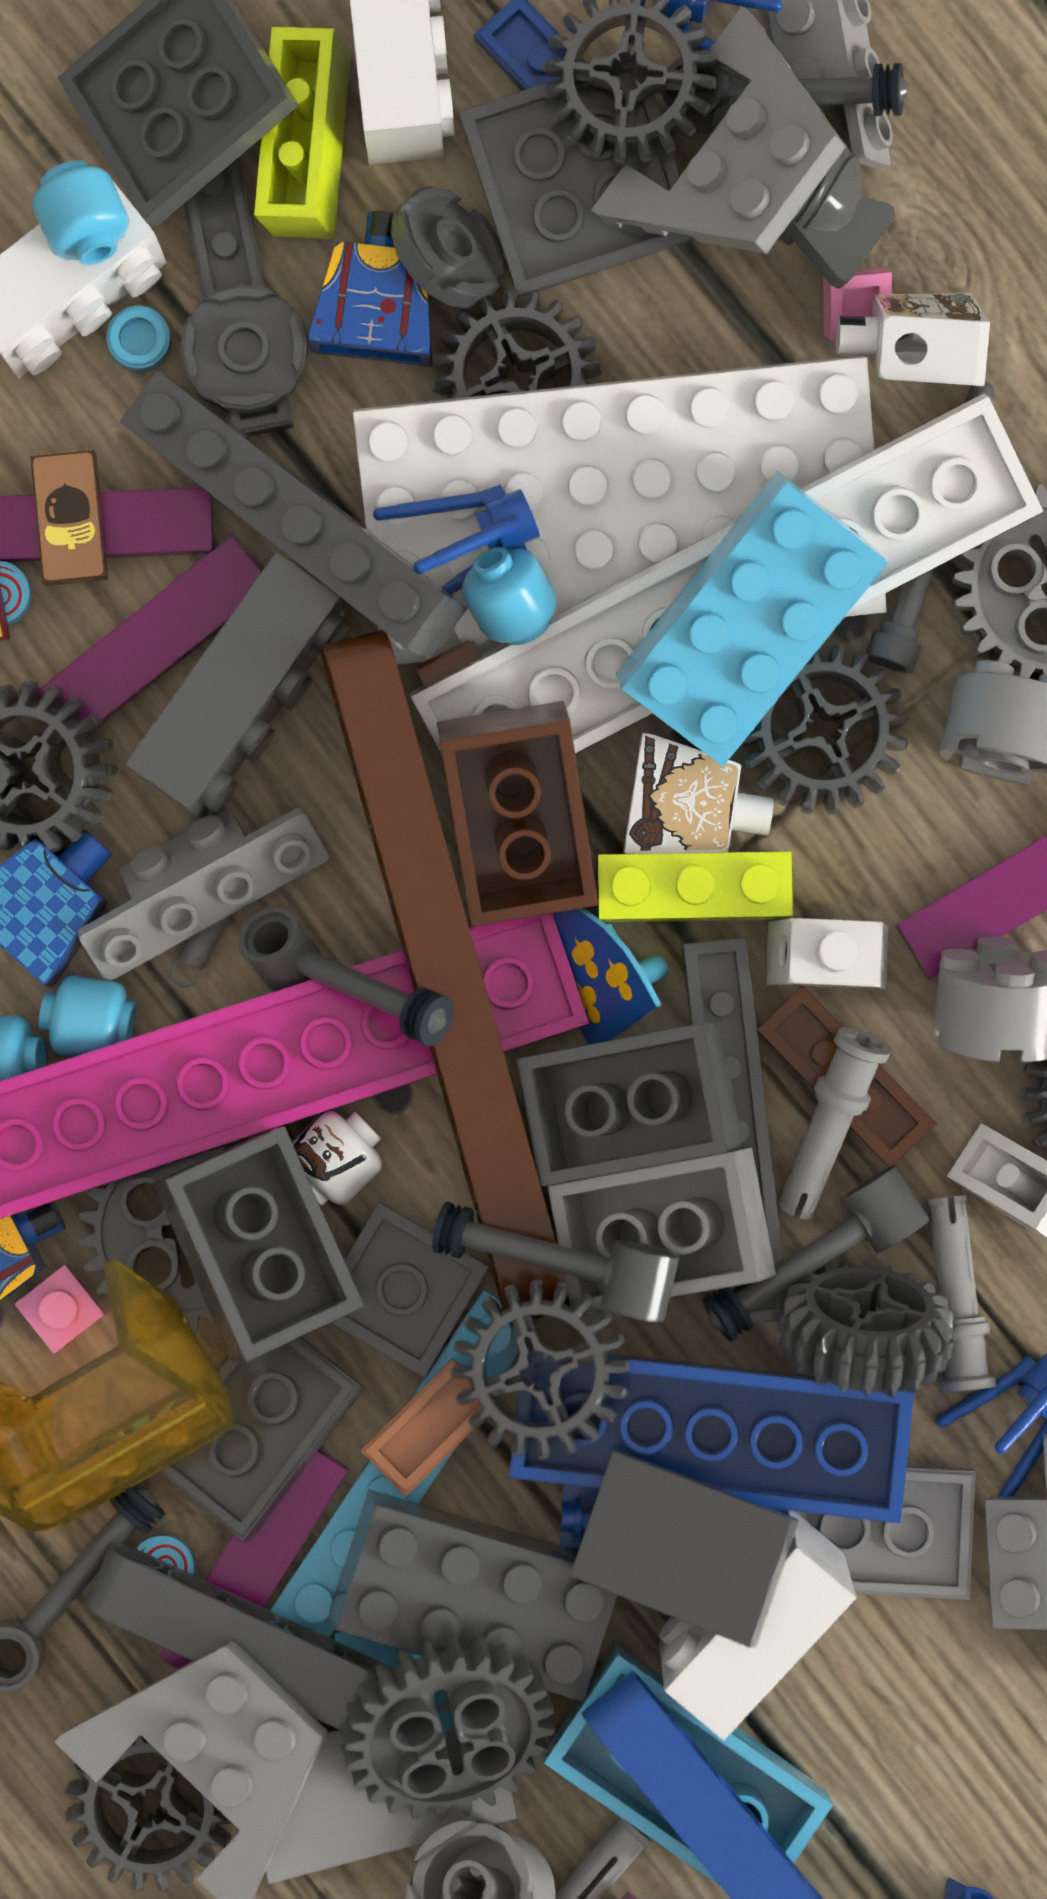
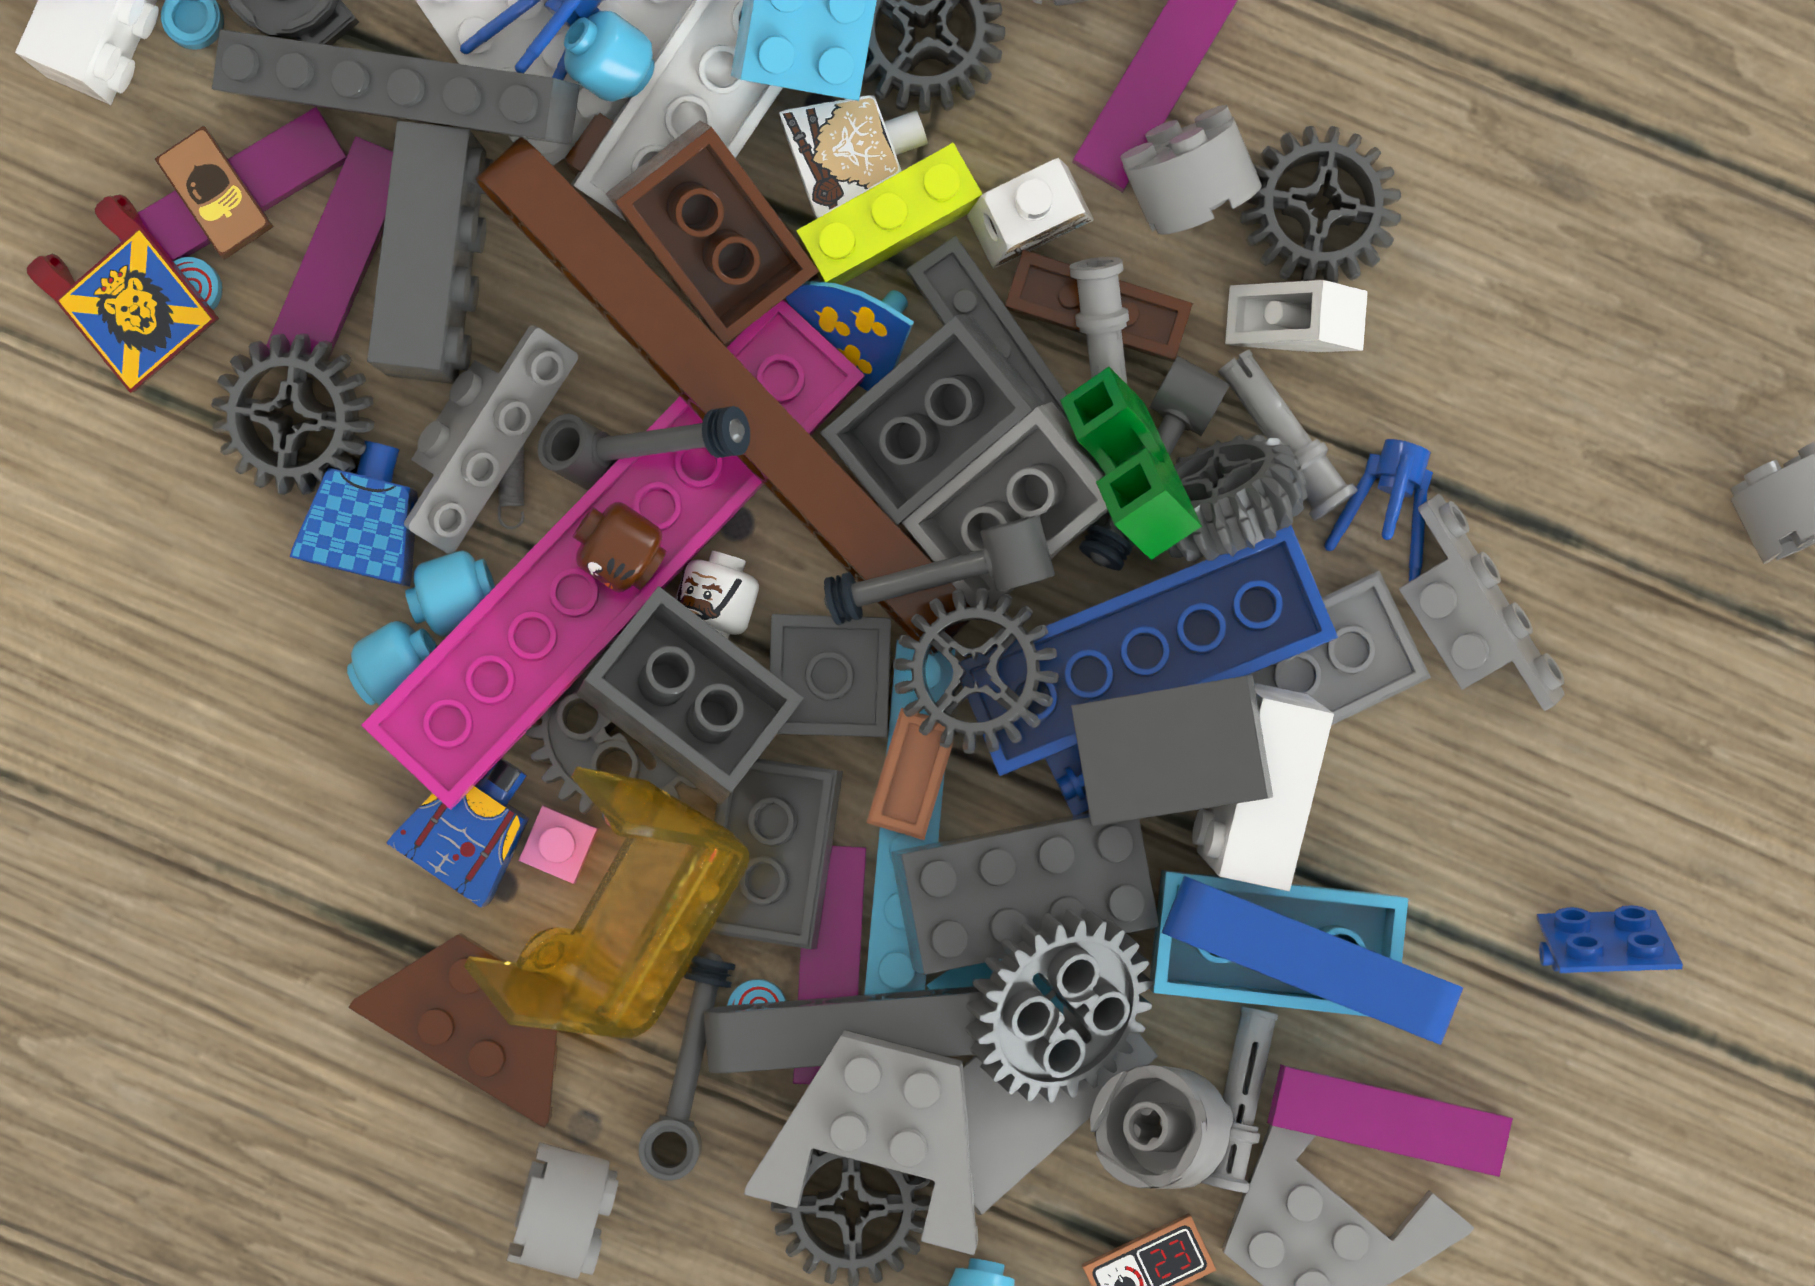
camera: 20 degrees left, 0 degrees up
(267, 1067) = (619, 547): none -> reddish brown head
(794, 1279) = (1139, 474): none -> green arch

